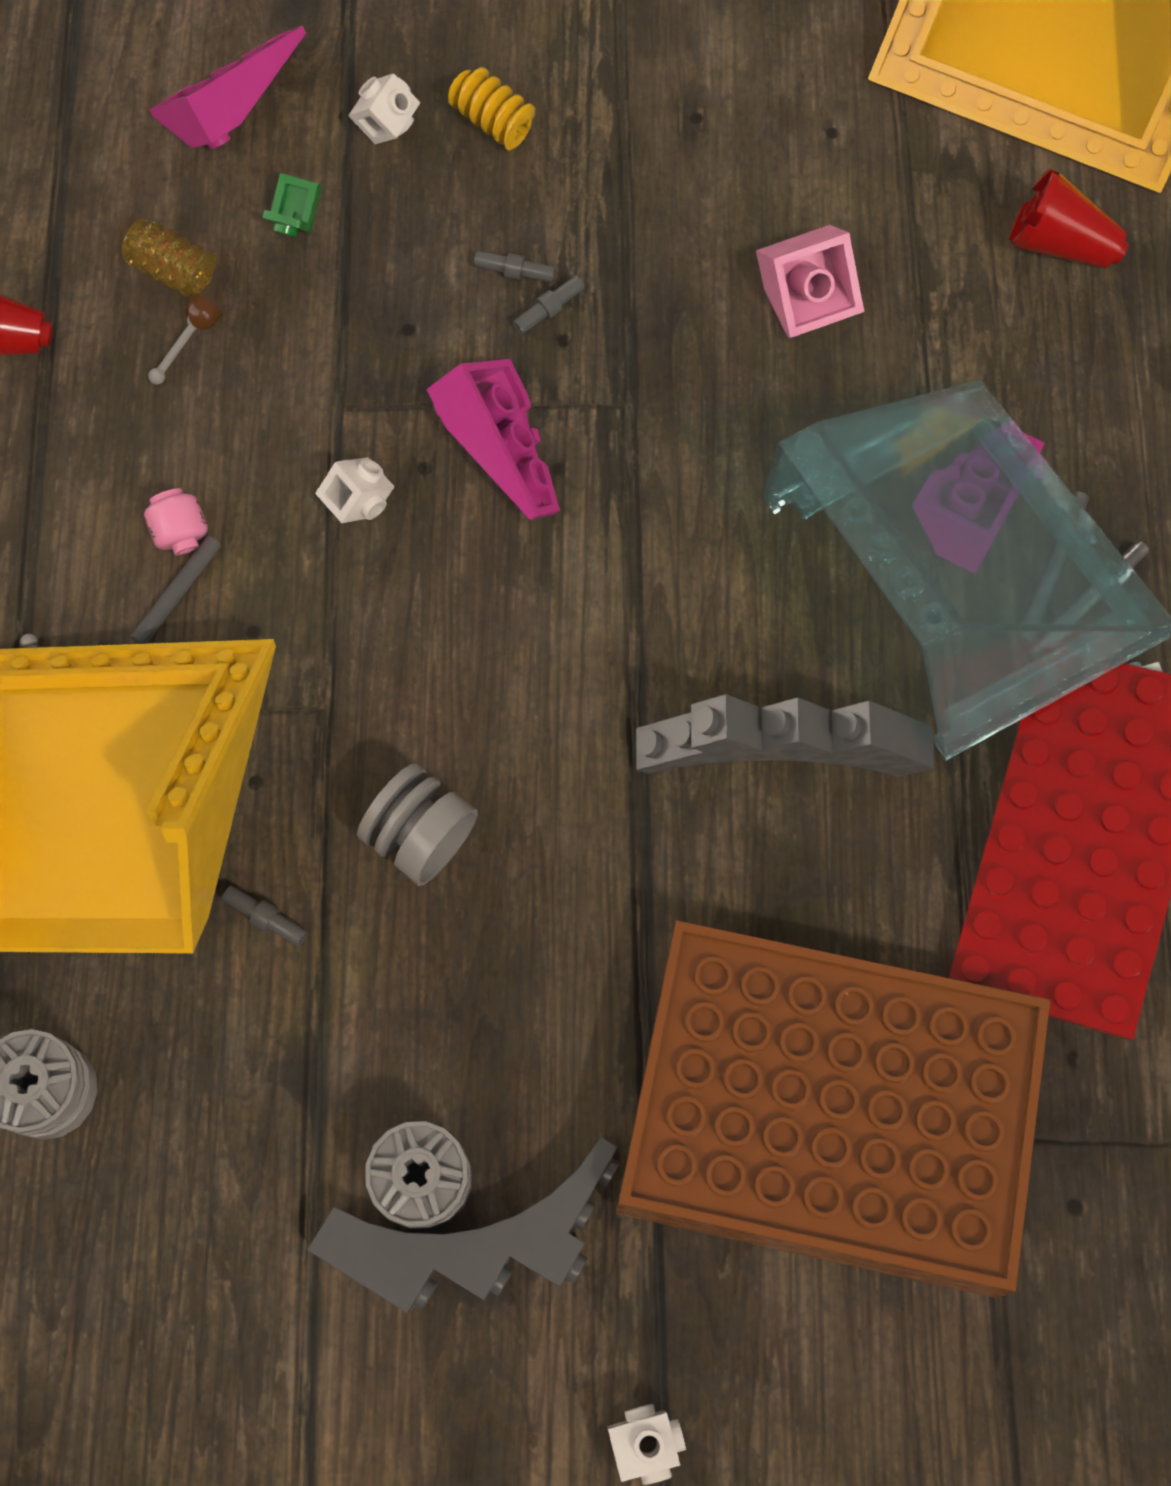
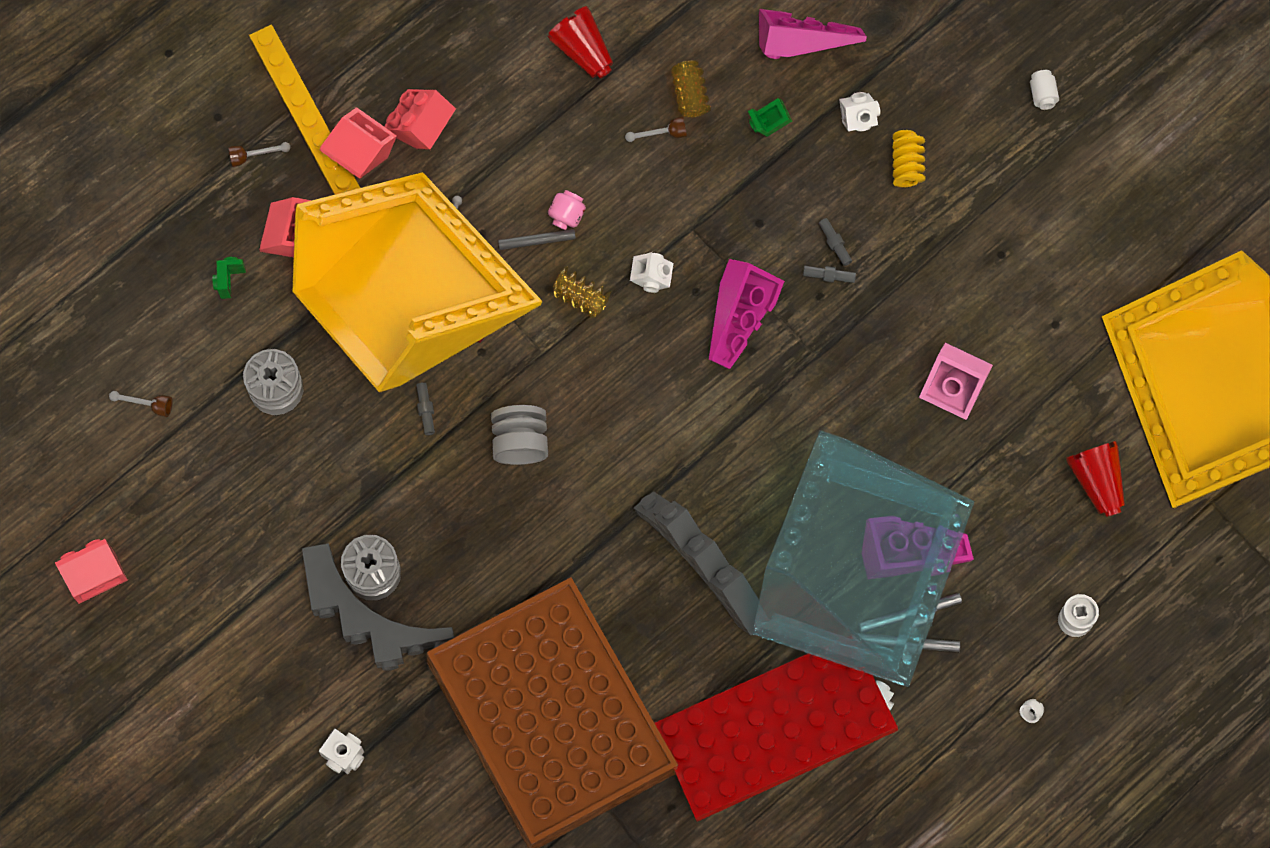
camera: 50 degrees right, 0 degrees up
(297, 595) = (580, 293): none -> clear yellow piece

